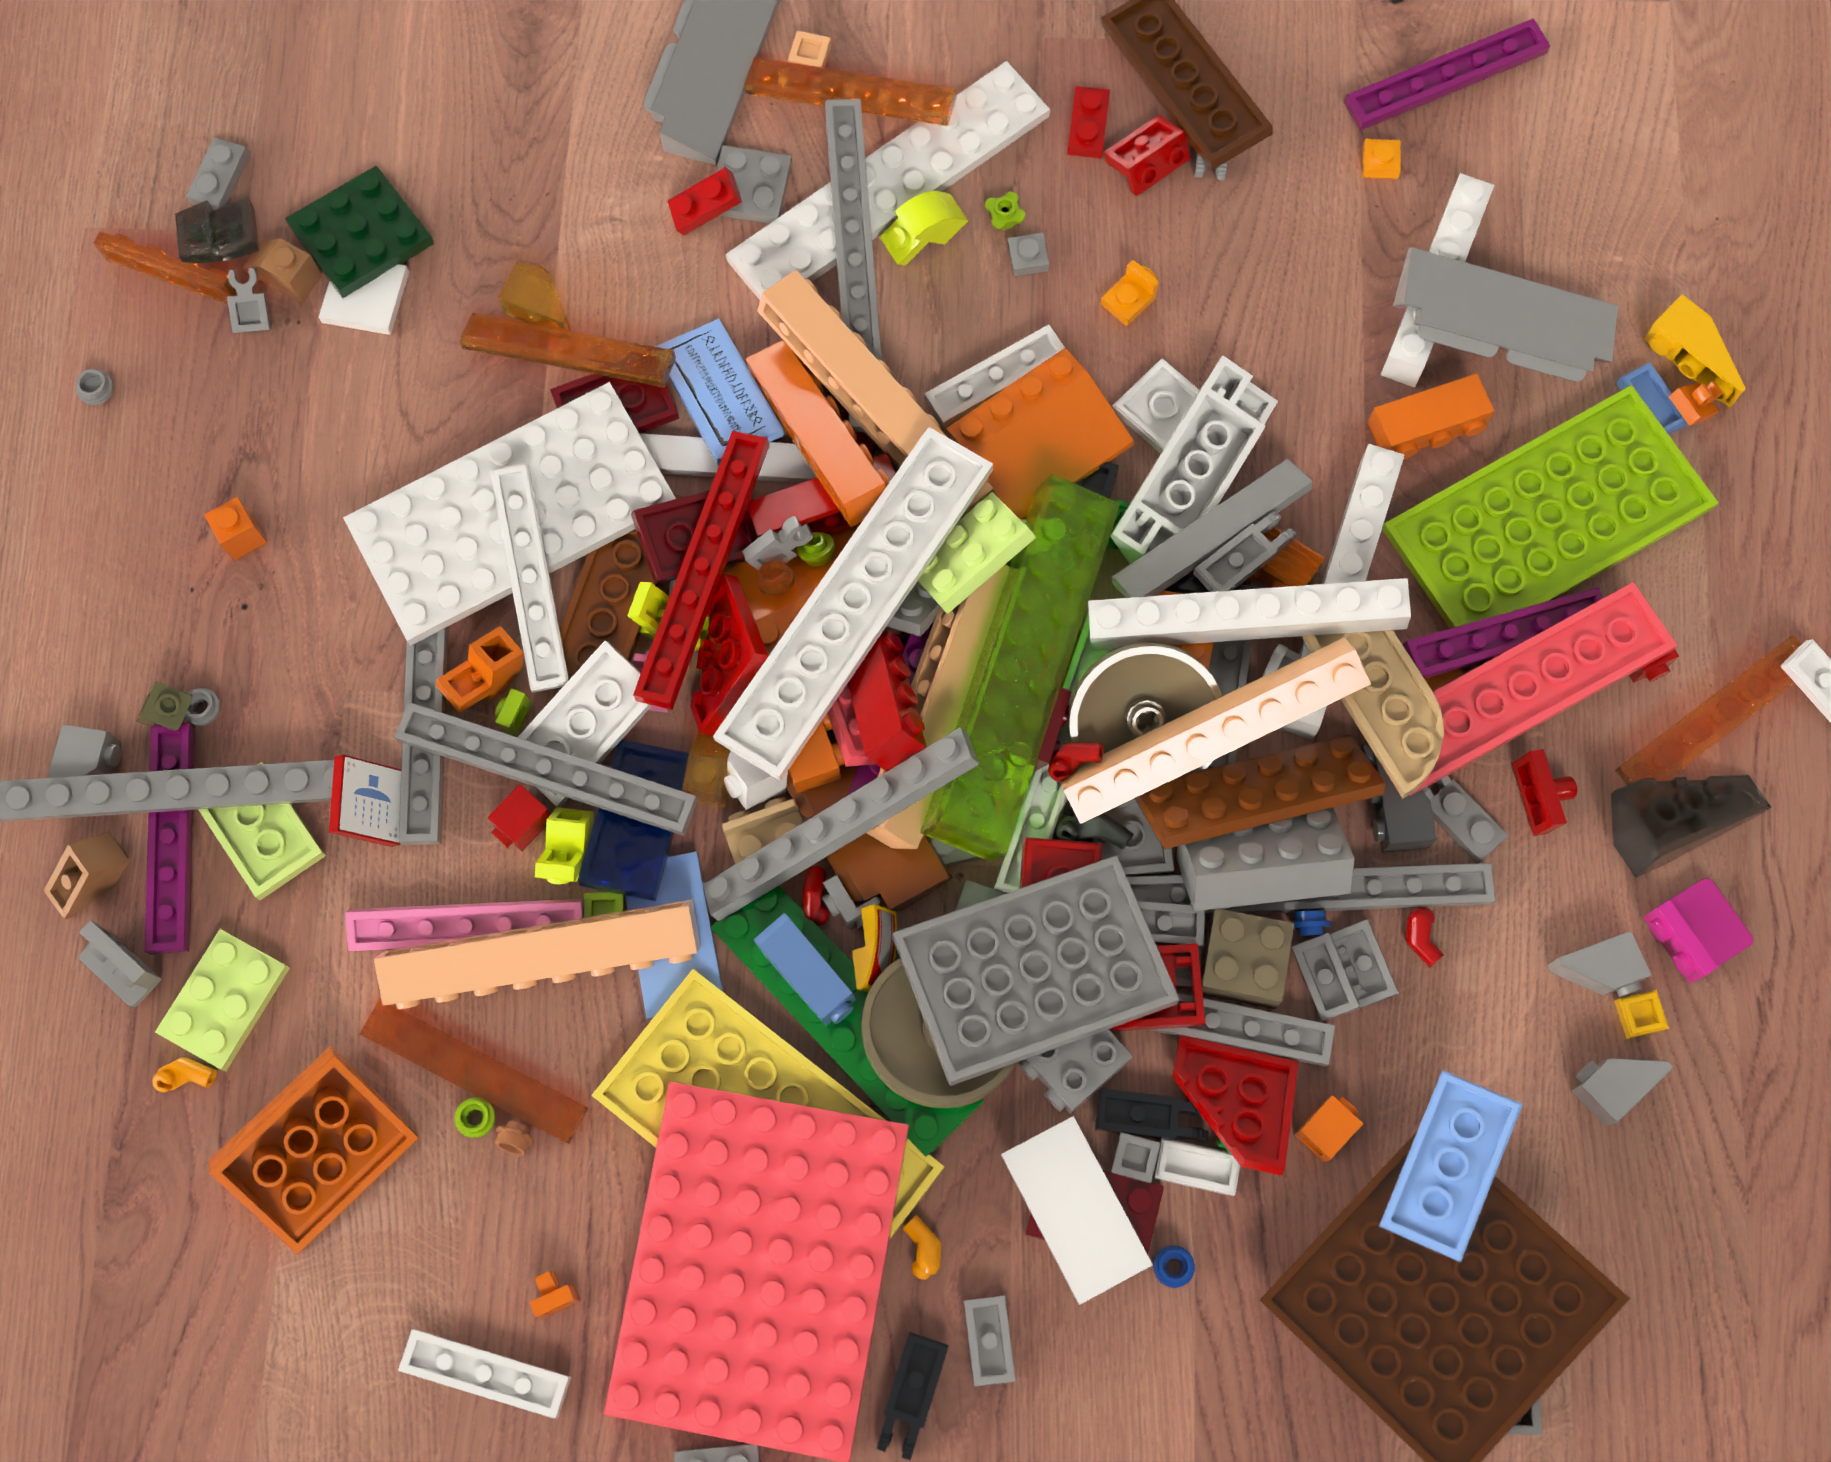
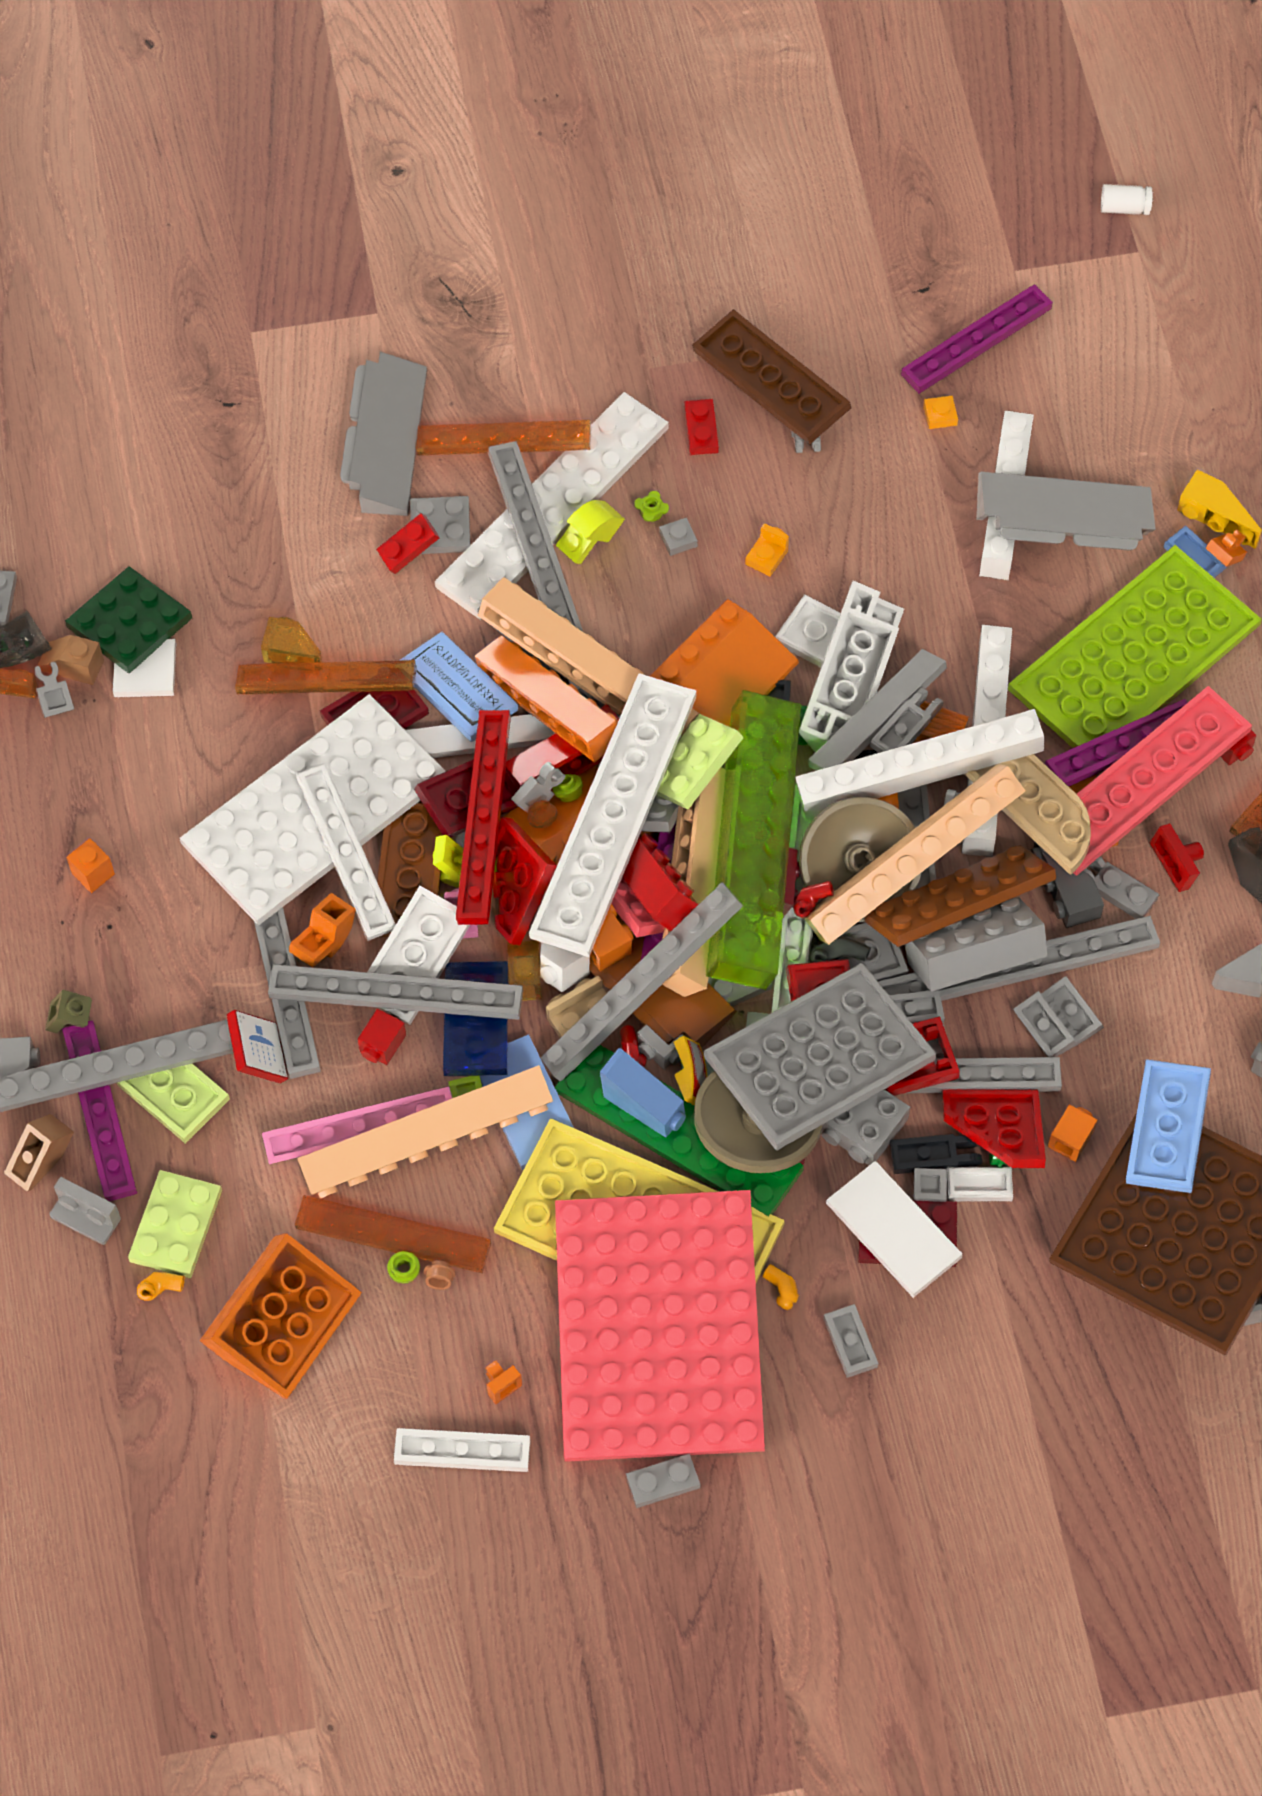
camera: 15 degrees left, 10 degrees down
(201, 696) = (104, 1001): light grey plate -> none
(512, 712) = (354, 957): lime plate -> none
(565, 846) = (425, 1049): neon yellow brick -> none
(810, 49) = (462, 411): light nougat plate -> none
(913, 1389) = (800, 1388): black hinge -> none
(981, 382) = (673, 632): white plate -> none
(1149, 153) = (756, 441): red bracket -> none
(1187, 1266) = (982, 1250): blue plate -> none
(1246, 958) = (980, 1021): dark tan brick -> none
(1310, 922) = (1022, 987): blue plate -> none
(1418, 935) = (1108, 981): red arm -> none
(1432, 417) = (1027, 597): orange brick -> none

